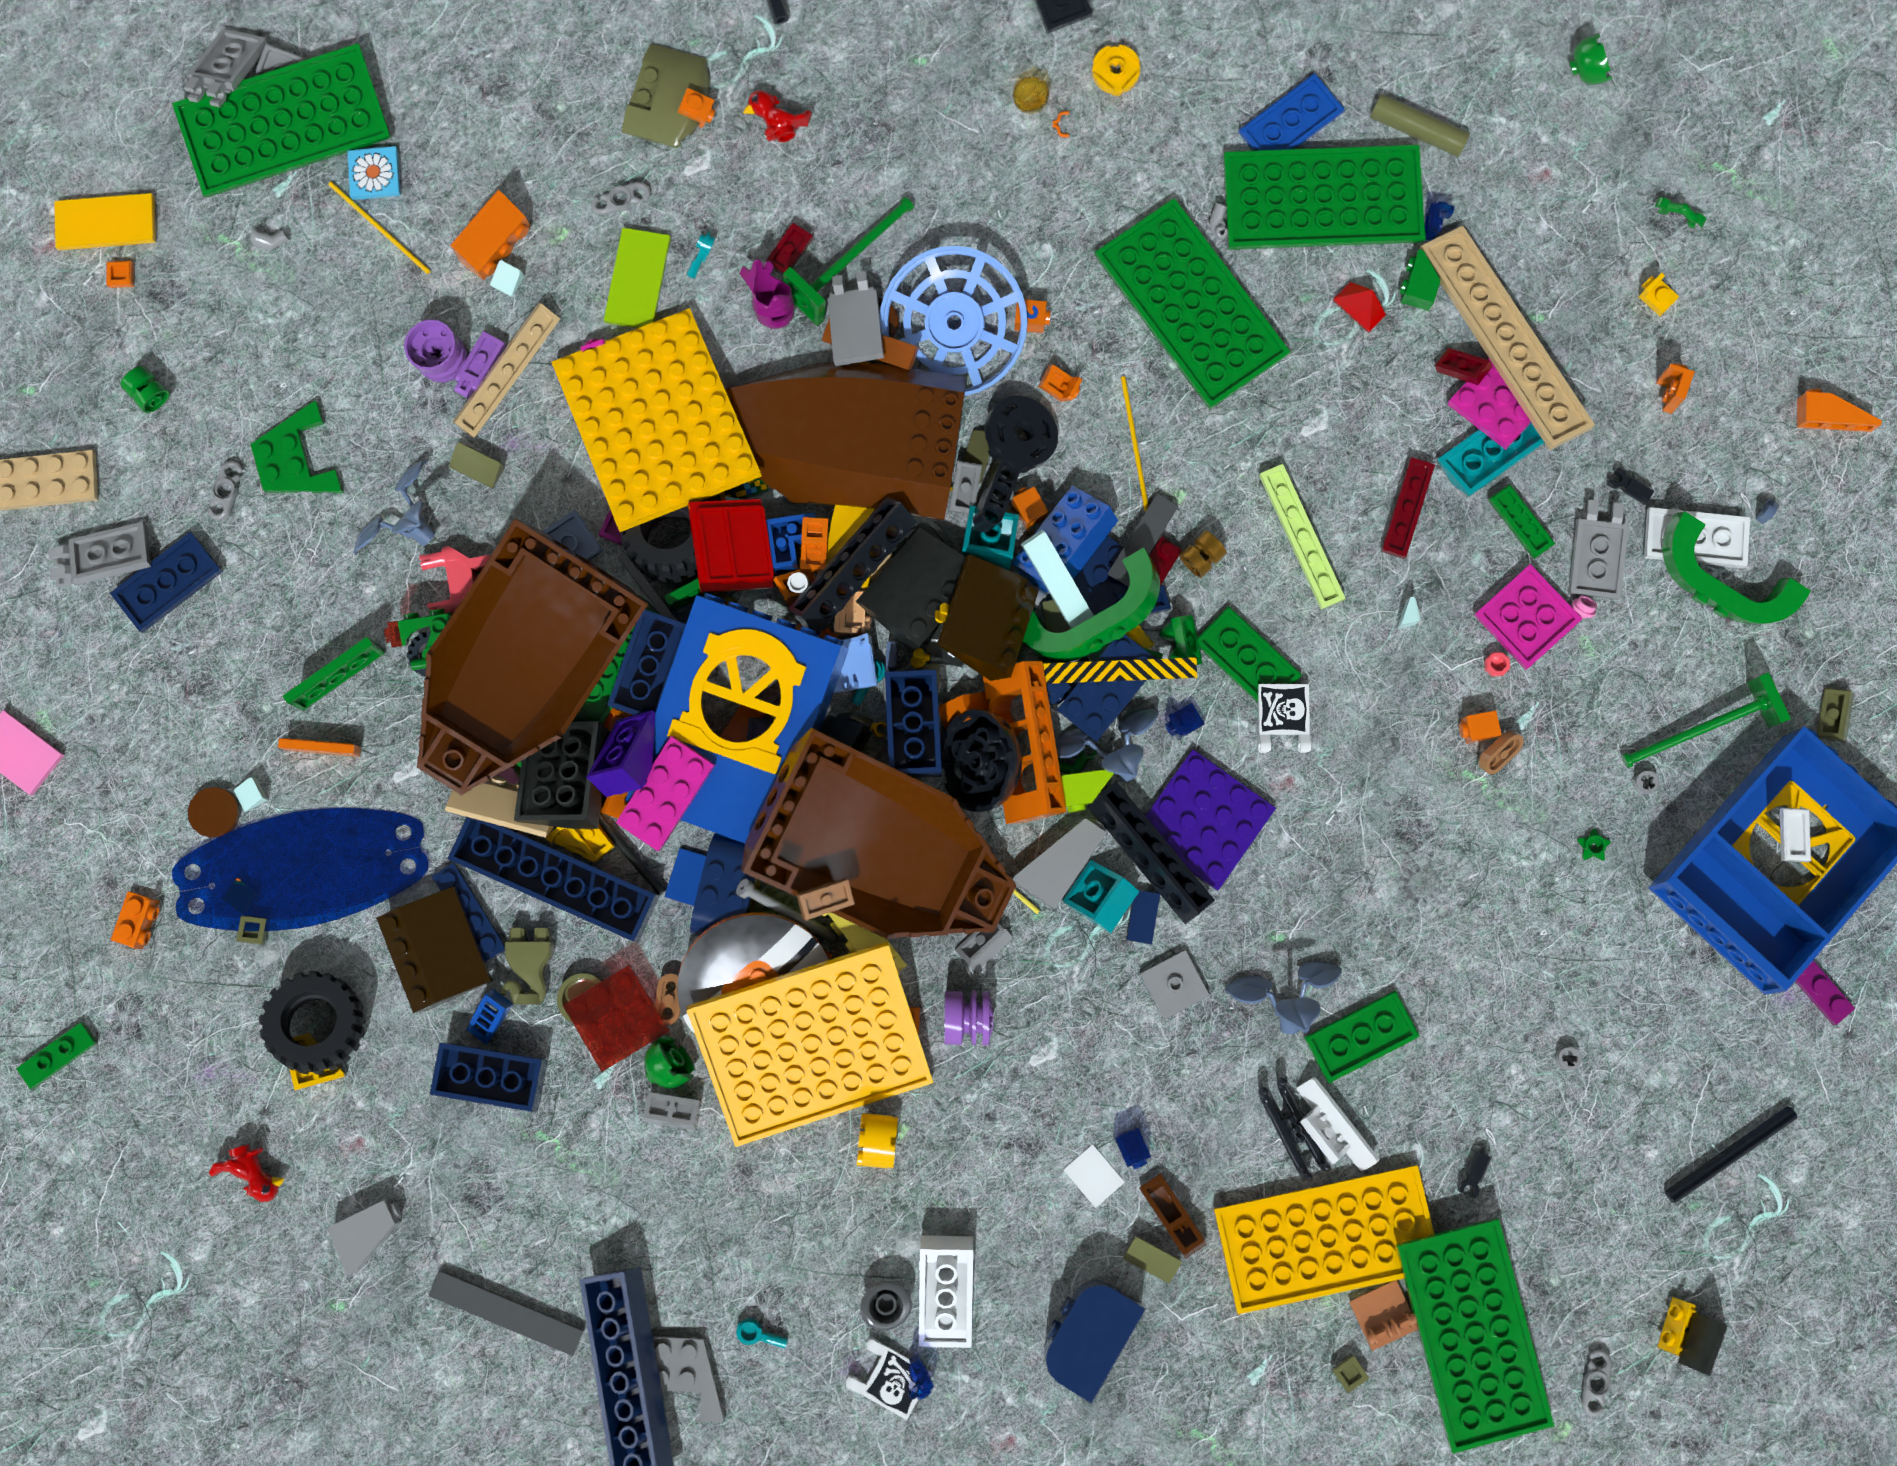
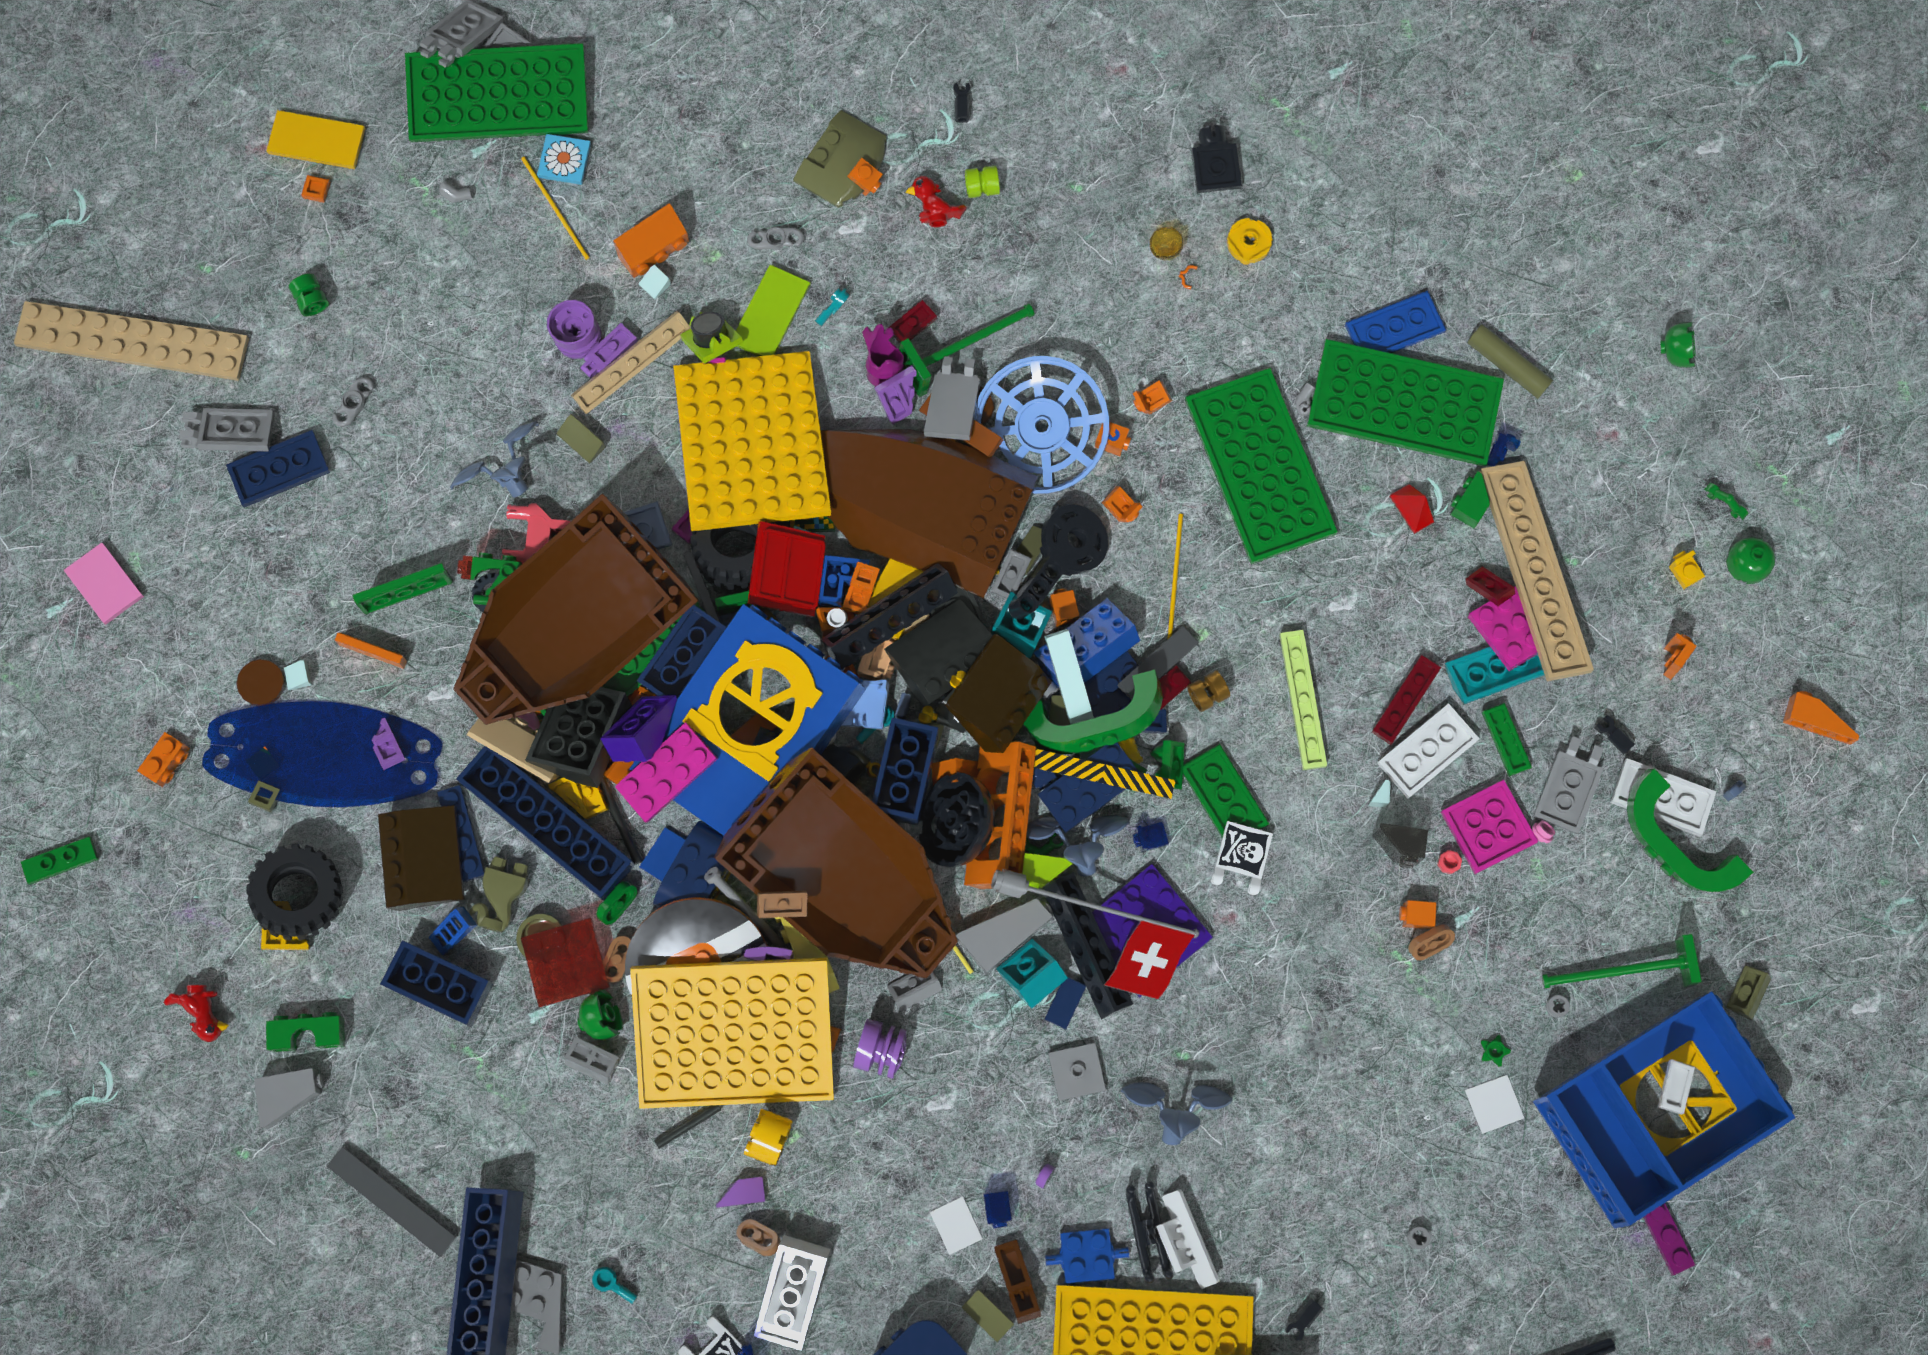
camera: 10 degrees right, 5 degrees down
(283, 460) = (412, 388): green wing -> none
(344, 1171) = (283, 1032): none -> green arch
(365, 843) = (386, 746): none -> medium lavender slope
(581, 320) = (711, 335): none -> piece
(651, 941) = (616, 902): none -> green plate
(789, 1150) = (687, 1125): none -> pearl dark grey bar
(794, 330) = (897, 395): none -> medium lavender wing
(818, 955) = (771, 953): none -> medium lavender slope
(820, 80) = (982, 181): none -> lime wheel
(867, 1203) = (743, 1192): none -> medium lavender slope
(885, 1305) = (734, 1289): dark grey hat -> none
(897, 1247) = (760, 1239): none -> medium nougat plate
(1060, 262) = (1152, 398): none -> orange bracket
(1171, 1100) = (1045, 1176): none -> medium lavender tile
(1216, 846) = (1148, 954): none -> flag
(1236, 1170) = (1087, 1256): none -> blue plate
(1361, 1037) = (1234, 1166): green tile -> none
(1444, 555) = (1428, 751): none -> white plate
(1445, 659) = (1402, 843): none -> clear smoke slope
(1608, 900) = (1494, 1104): none -> white sticker
(1721, 267) = (1751, 560): none -> green cylinder

